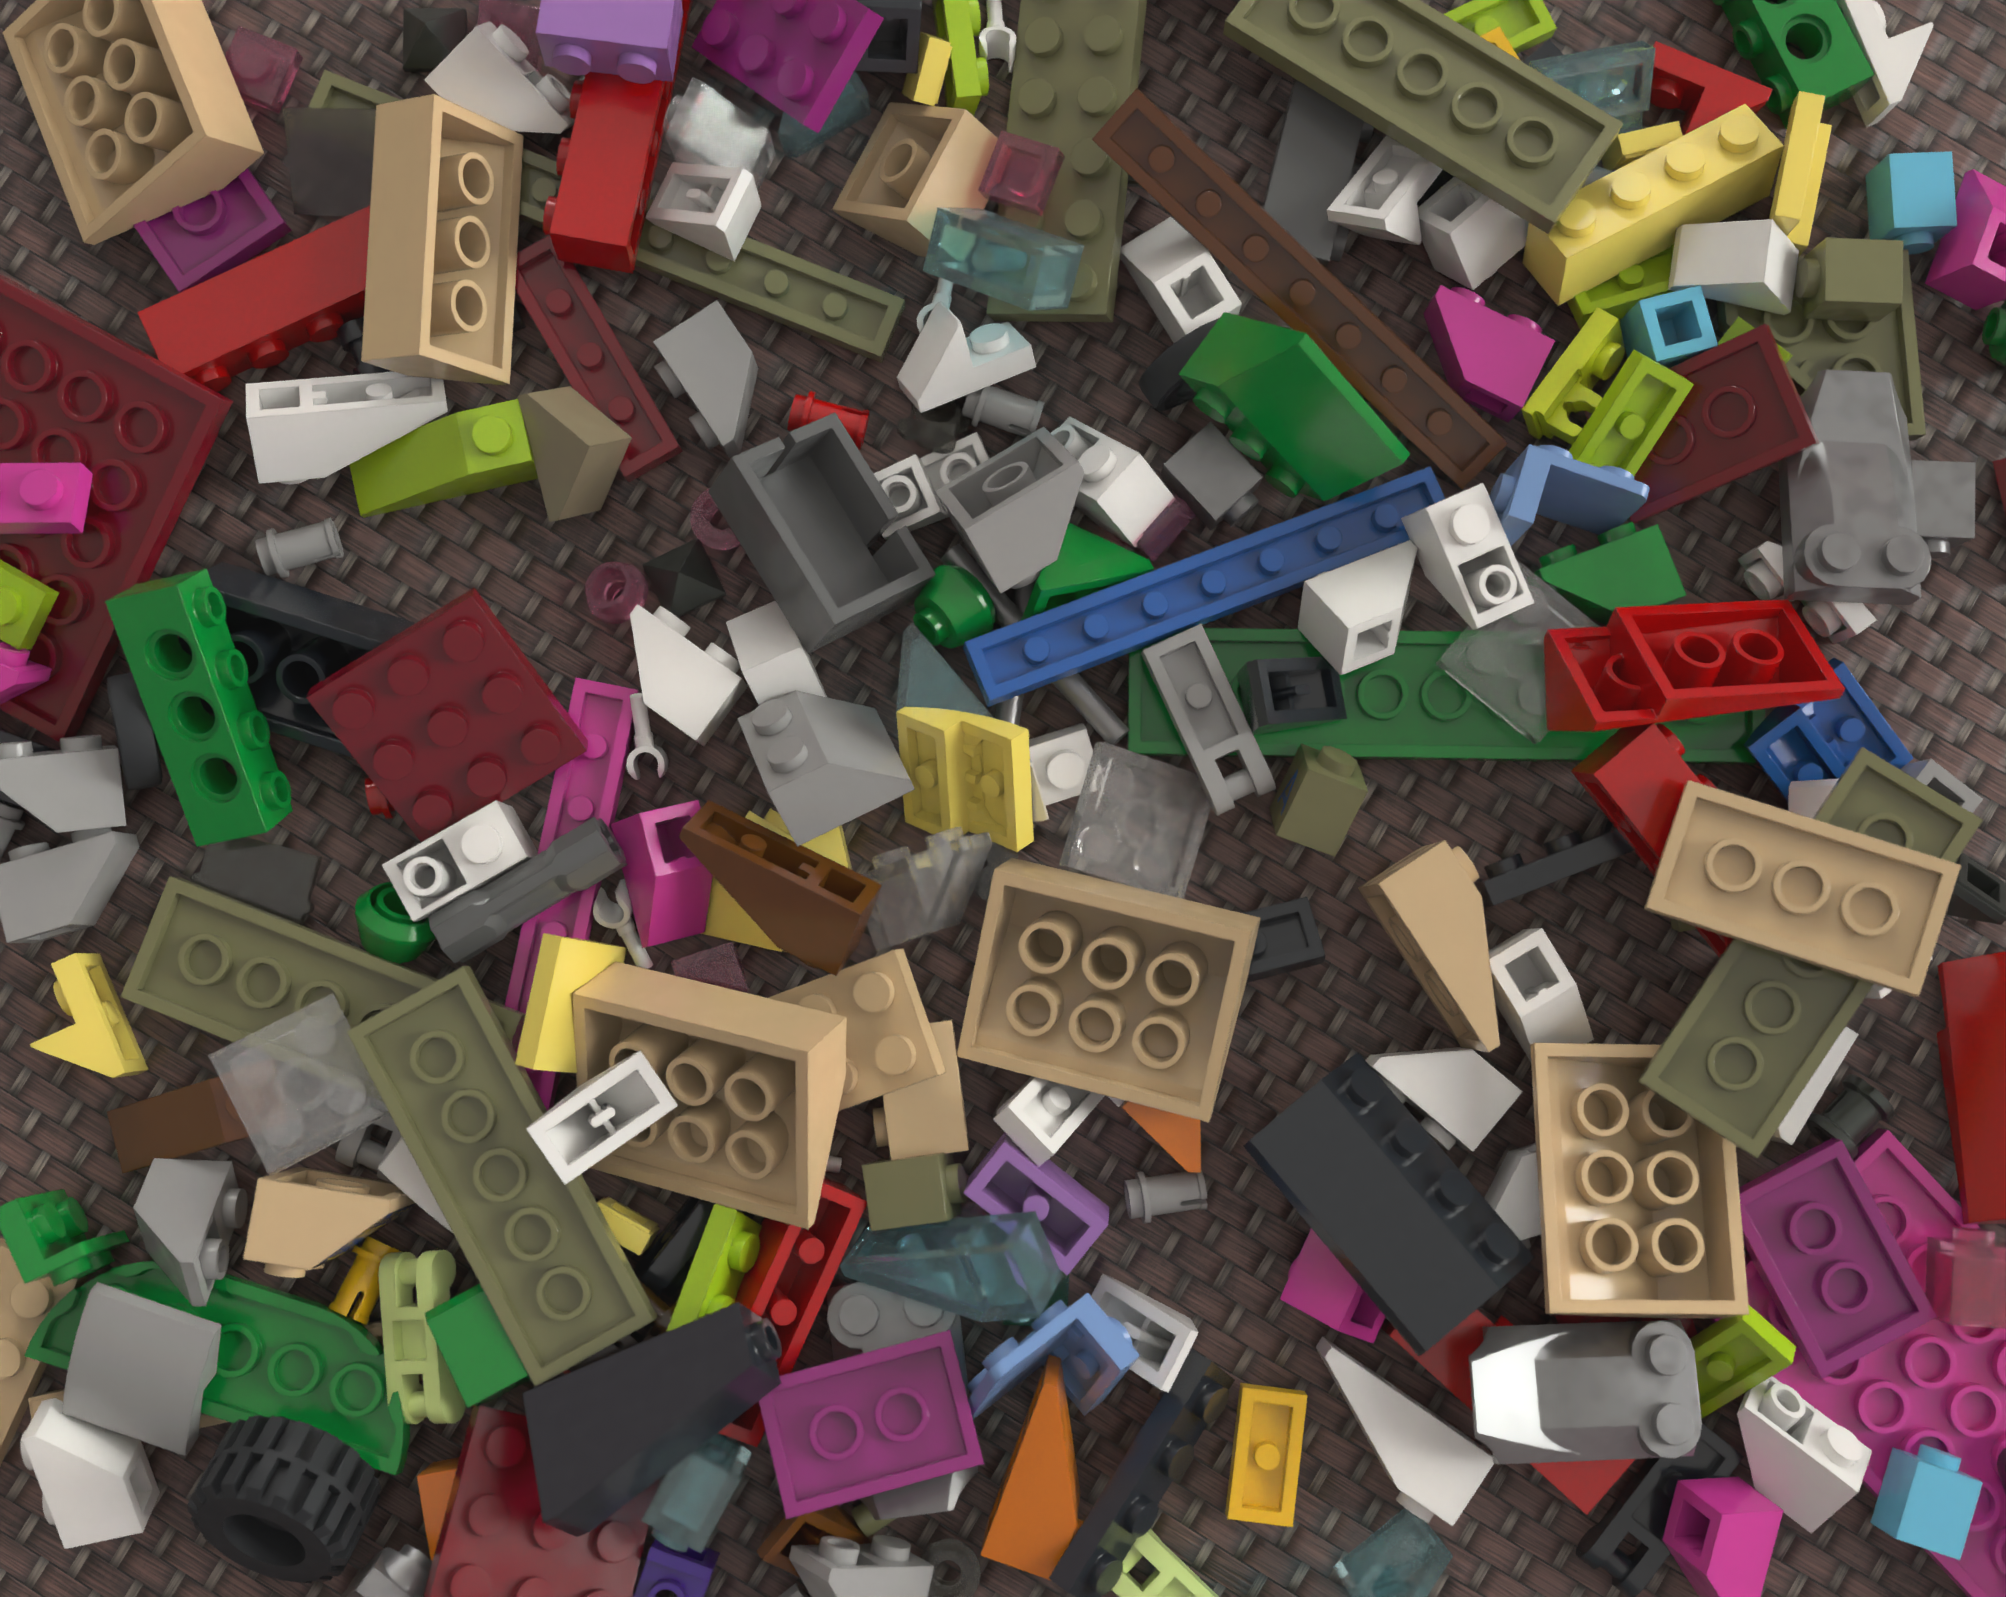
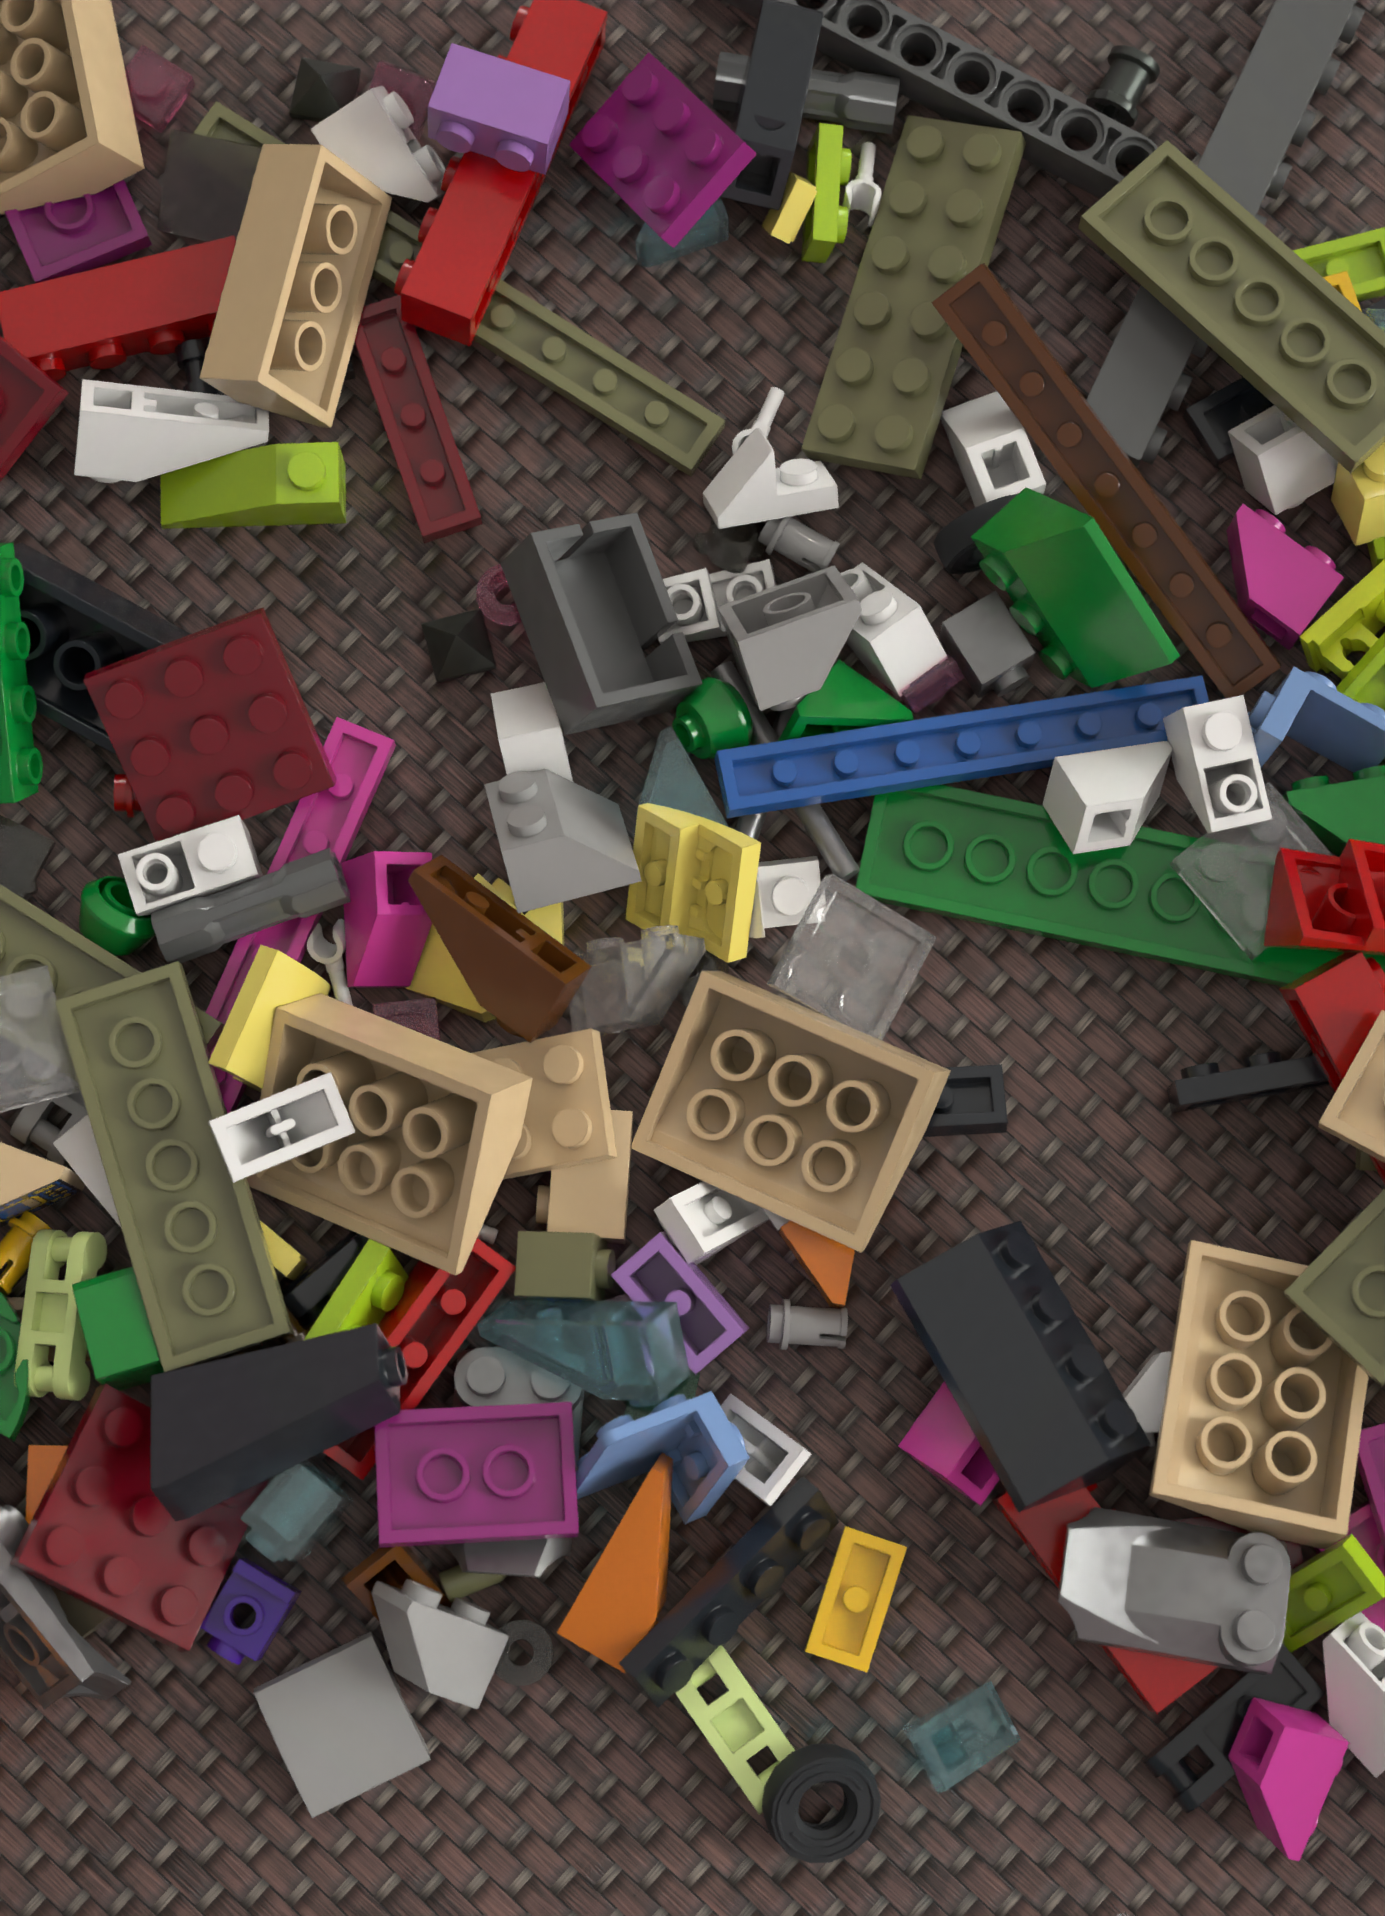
camera: 15 degrees right, 5 degrees down
(298, 547) = (96, 543): light grey pin -> none
(572, 450) = (378, 502): dark tan slope -> none
(604, 585) = (382, 635): clear pink plate -> none
(643, 739) = (389, 787): white hand -> none
(681, 680) = (437, 739): white slope -> none
(707, 206) = (554, 296): white slope -> none
(715, 132) = (576, 241): clear slope -> none
(715, 371) = (529, 453): light grey slope -> none
(809, 409) = (612, 505): red pin -> none
(913, 166) = (767, 311): tan slope -> none
(1003, 258) = (826, 398): clear light blue brick -> none
(1021, 173) = (860, 322): clear pink plate -> none
(1207, 717) = (937, 870): light grey plate -> none
(1290, 693) = (1021, 863): black slope -> none
(1318, 798) = (1030, 970): olive brick -> none
(1385, 194) = (1204, 407): white slope -> none
(1418, 1449) = (1001, 1617): white slope -> none
(1441, 933) = (1119, 1111): tan slope -> none
(1451, 1089) = (1104, 1278): white slope -> none
(1537, 992) = (1204, 1194): white slope -> none

